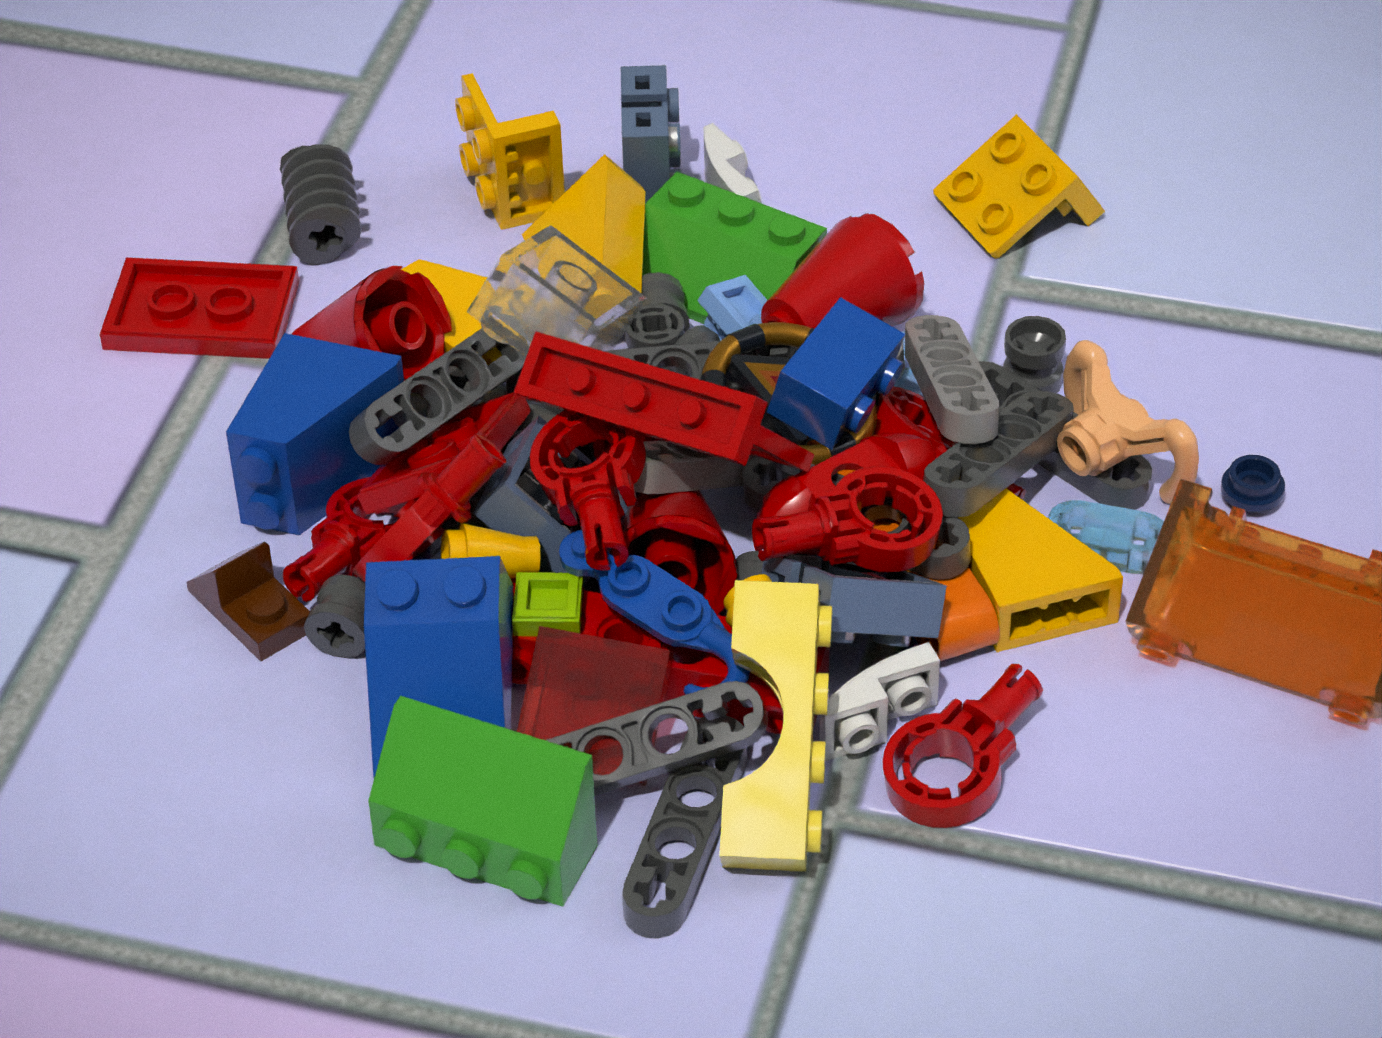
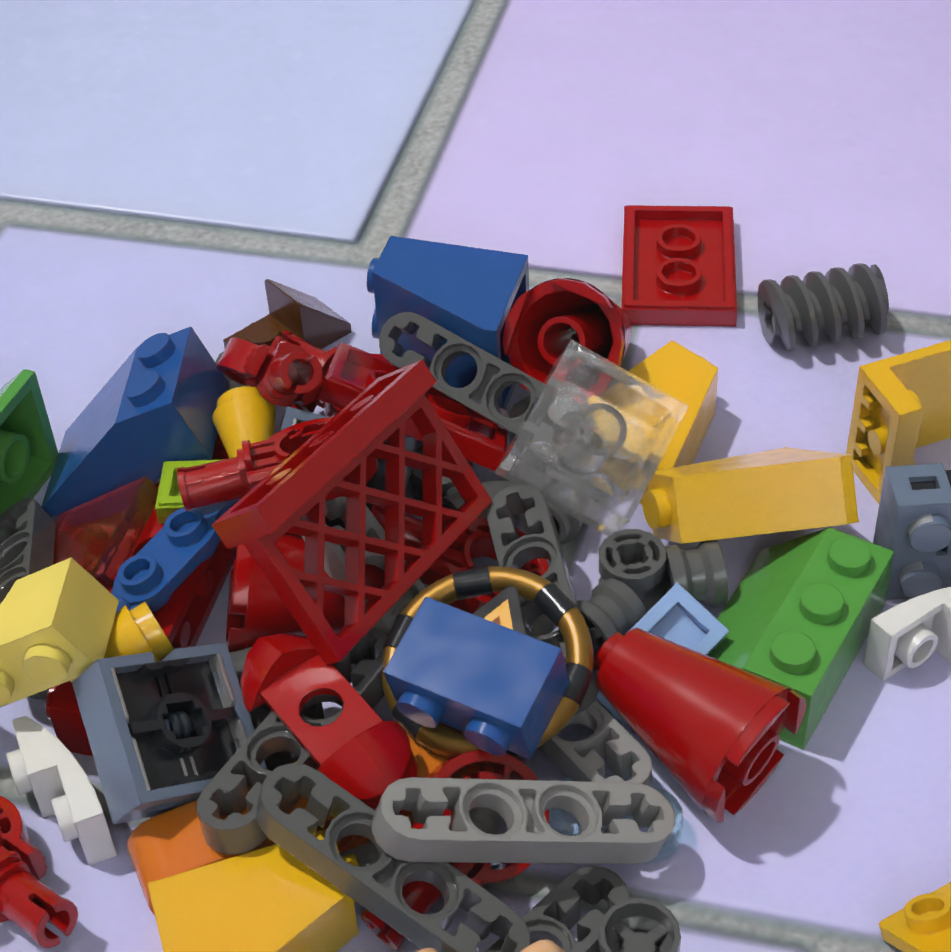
camera: 90 degrees right, 0 degrees up
(843, 534) = (222, 693): red pin -> none

